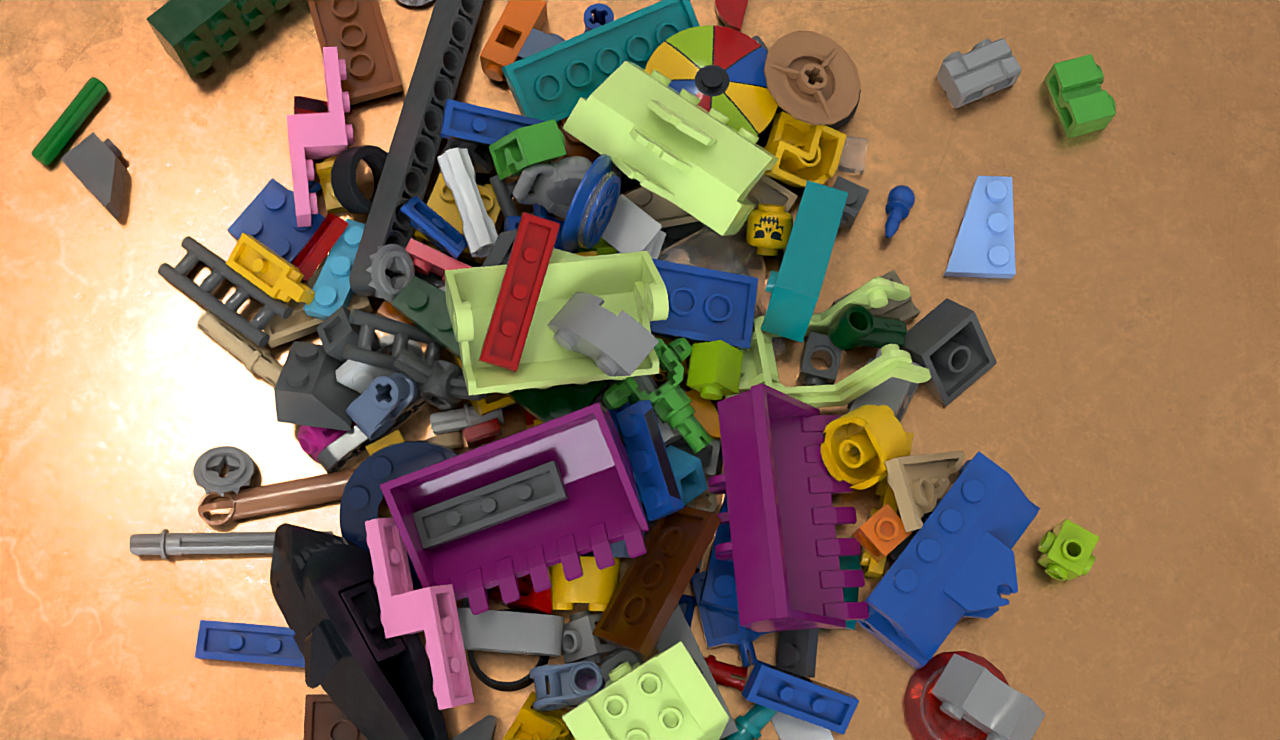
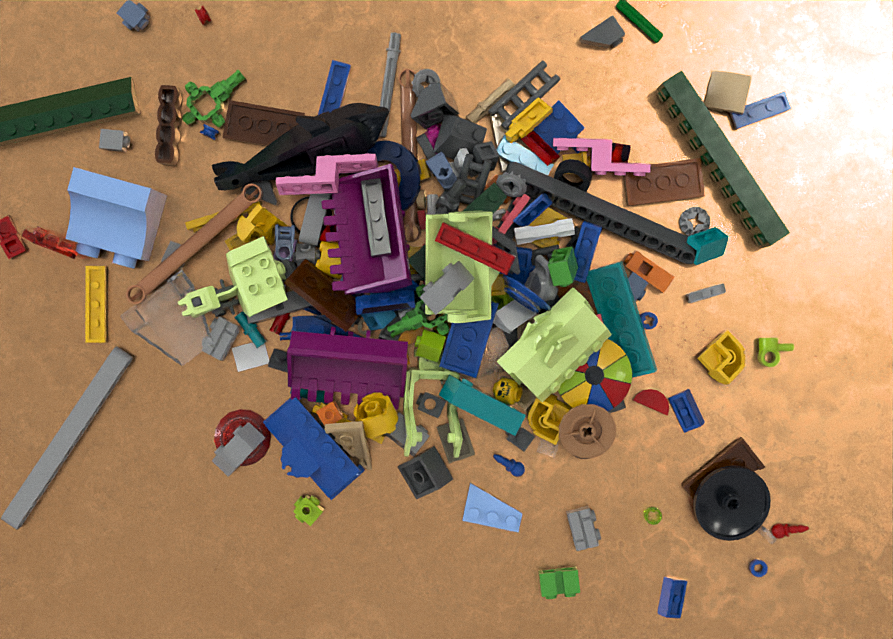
camera: 105 degrees right, 15 degrees up
(261, 442) = (433, 104): none -> dark grey slope
(800, 697) = (259, 357): blue plate -> none
(862, 328) = (439, 432): dark green piece -> none

